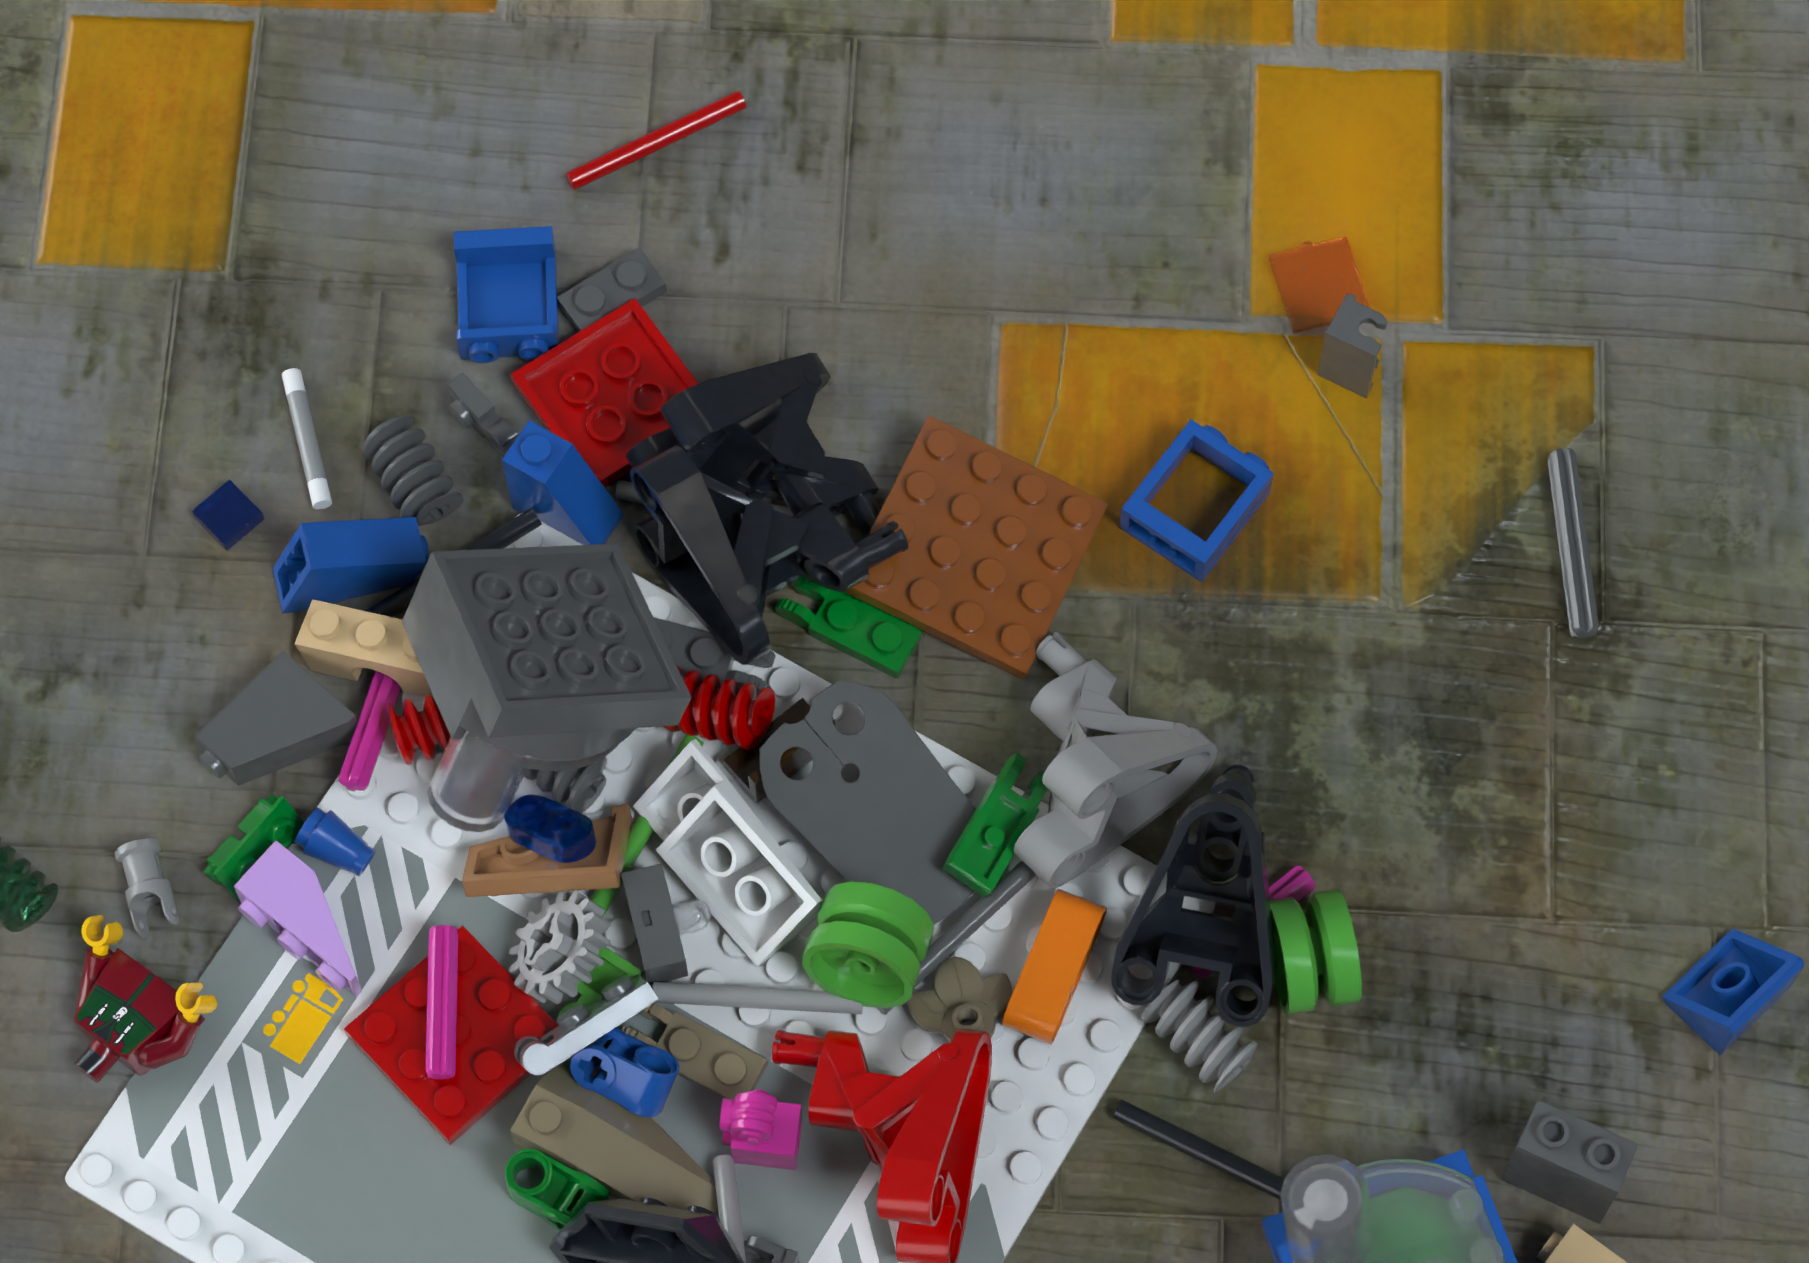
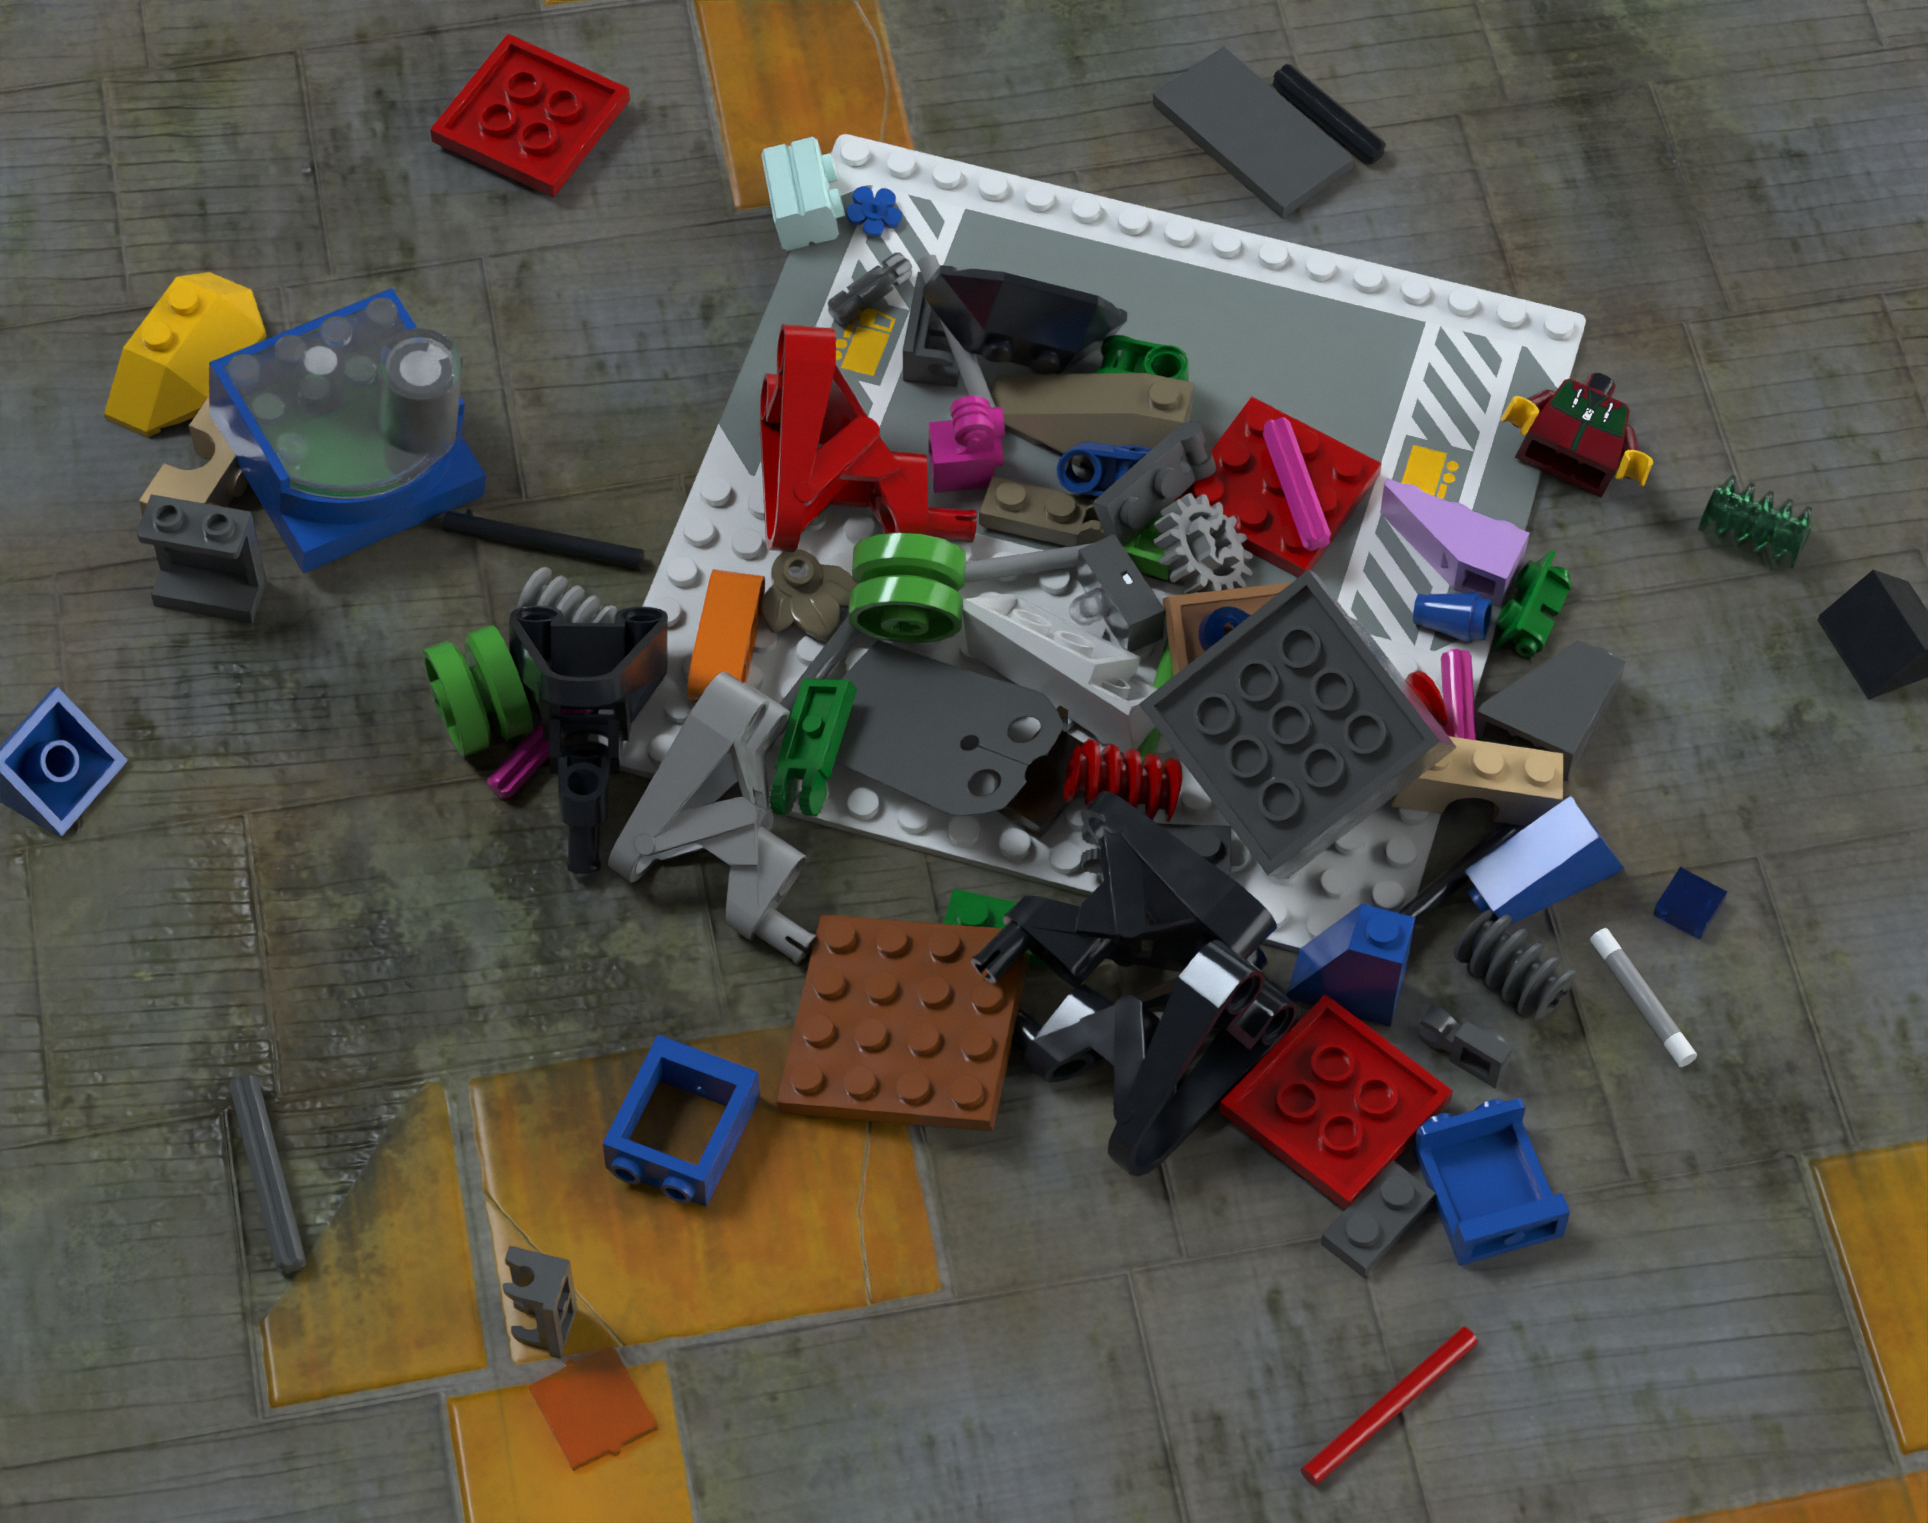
camera: 165 degrees right, 10 degrees down
(145, 882) = (1616, 548): light grey piece -> none

